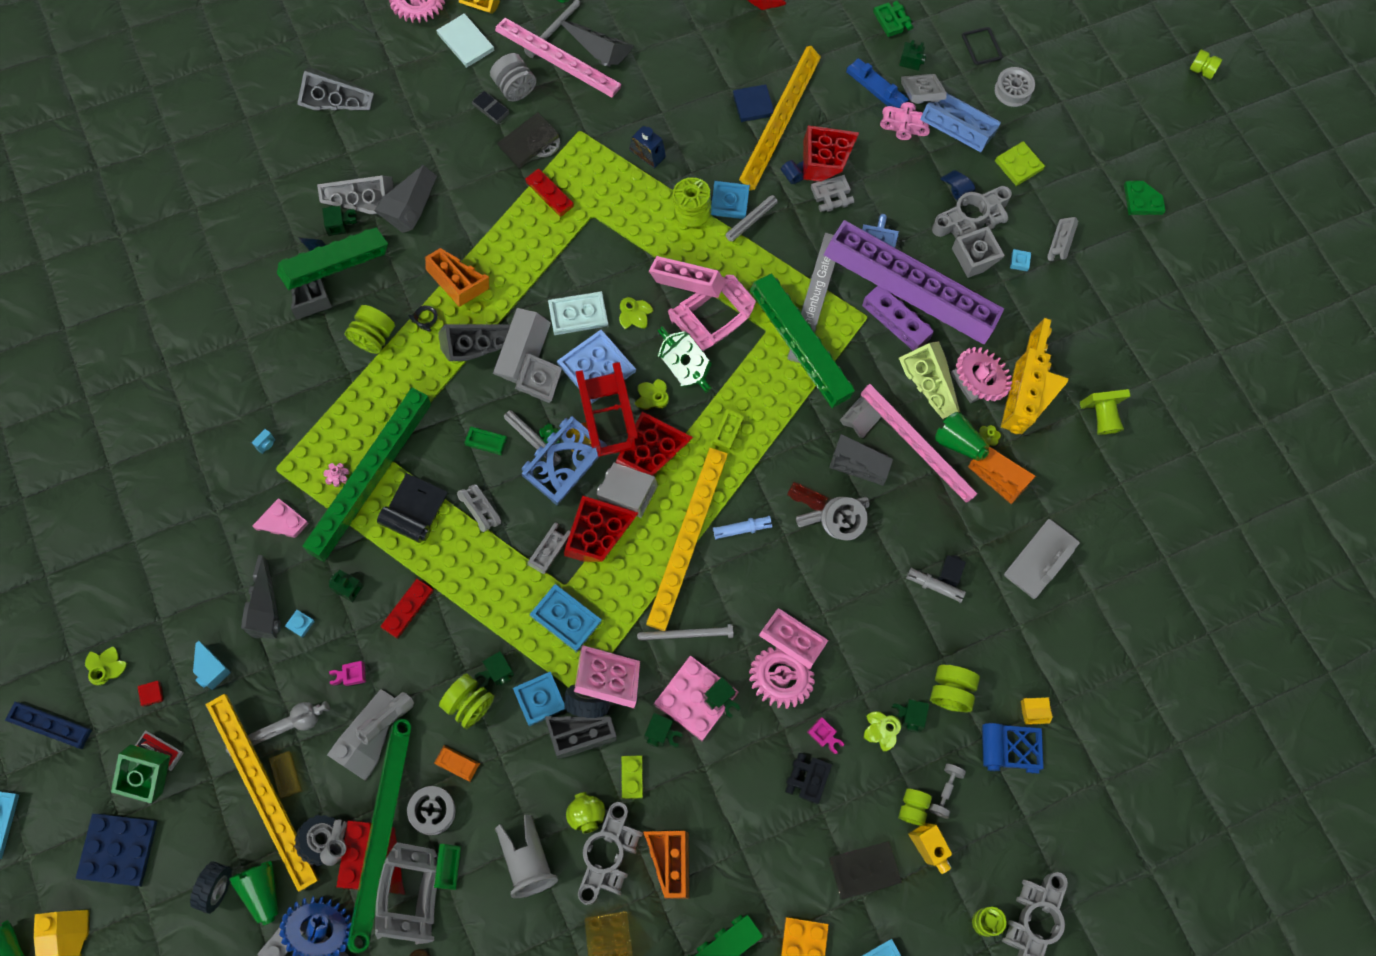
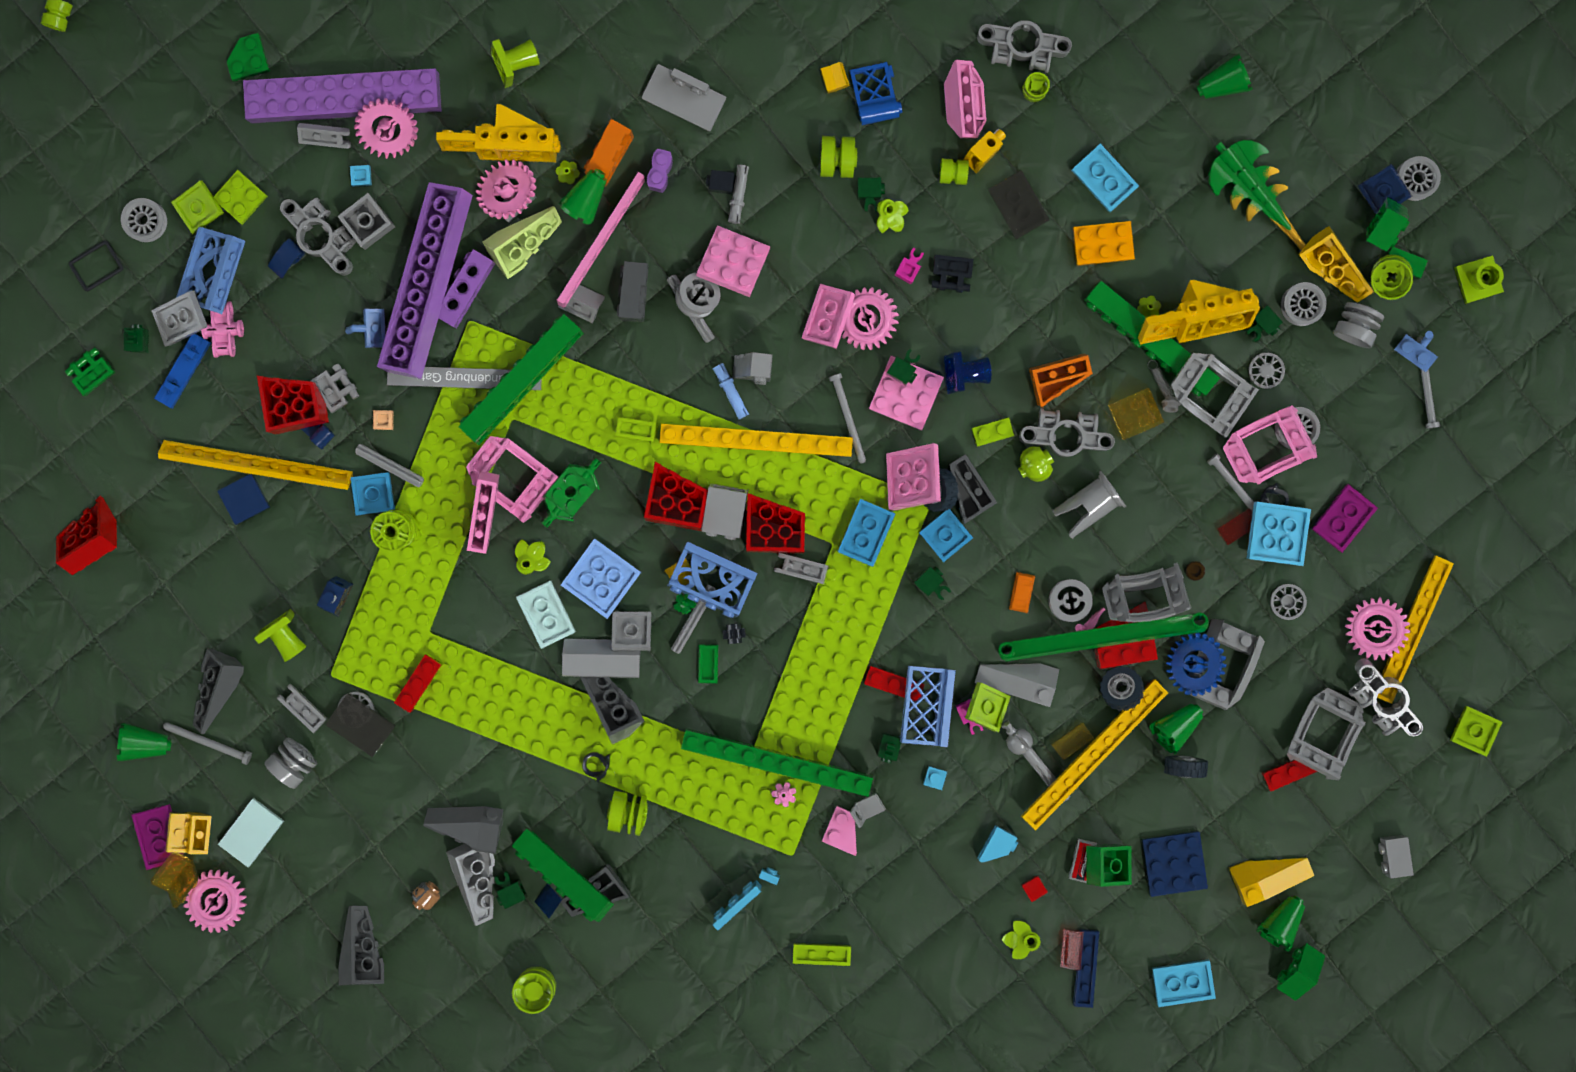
camera: 100 degrees left, 20 degrees up
(73, 714) = (1072, 949): none -> clear red tile
(170, 470) = (822, 954): none -> lime plate
(240, 213) = (534, 990): none -> lime wheel
(247, 401) = (736, 903): none -> medium azure plate
(261, 613) = (939, 813): dark grey wedge -> none
(292, 547) = (867, 808): none -> light grey bracket
(334, 843) = (1123, 672): light grey pin -> none
(350, 692) = (988, 707): none -> lime plate
(359, 153) = (425, 895): none -> medium nougat head
(366, 648) = (942, 710): none -> medium blue fence
(372, 728) = (1013, 673): light grey axle -> none
(400, 826) = (1090, 624): none -> bright pink bar
(413, 510) = (801, 710): black door -> none
(447, 867) = (1113, 571): green tile -> none
(456, 278) = (547, 746): orange wedge -> none
(466, 701) = (968, 598): lime wheel -> none
(479, 507) = (779, 647): light grey plate -> none
(490, 107) = (328, 778): black tile -> none
(506, 468) = (734, 633): none -> black gear
(557, 101) = (303, 709): none -> light grey hinge
(558, 57) = (248, 724): bright pink tile -> none
(602, 387) = (627, 568): red piece -> none
(625, 98) = (282, 636): none -> lime plant
(650, 394) = (615, 518): lime plate -> none
(659, 731) = (947, 418): dark green brick -> none
(701, 764) = (965, 372): none -> clear blue plant
(757, 554) = (753, 367): none -> light grey wedge
(794, 225) = (383, 419): none -> light nougat tile
(811, 498) = (682, 336): clear red plate -> none
(870, 561) = (733, 261): none -> bright pink plate
(954, 771) = (931, 145): light grey wheel -> none
(978, 518) = (657, 176): none -> medium lavender brick
(989, 840) = (965, 100): none -> bright pink wedge
(1018, 128) = (197, 207): none -> lime plate
(1057, 274) = (381, 139): none -> bright pink gear
(1096, 264) = (339, 95): none -> medium lavender brick

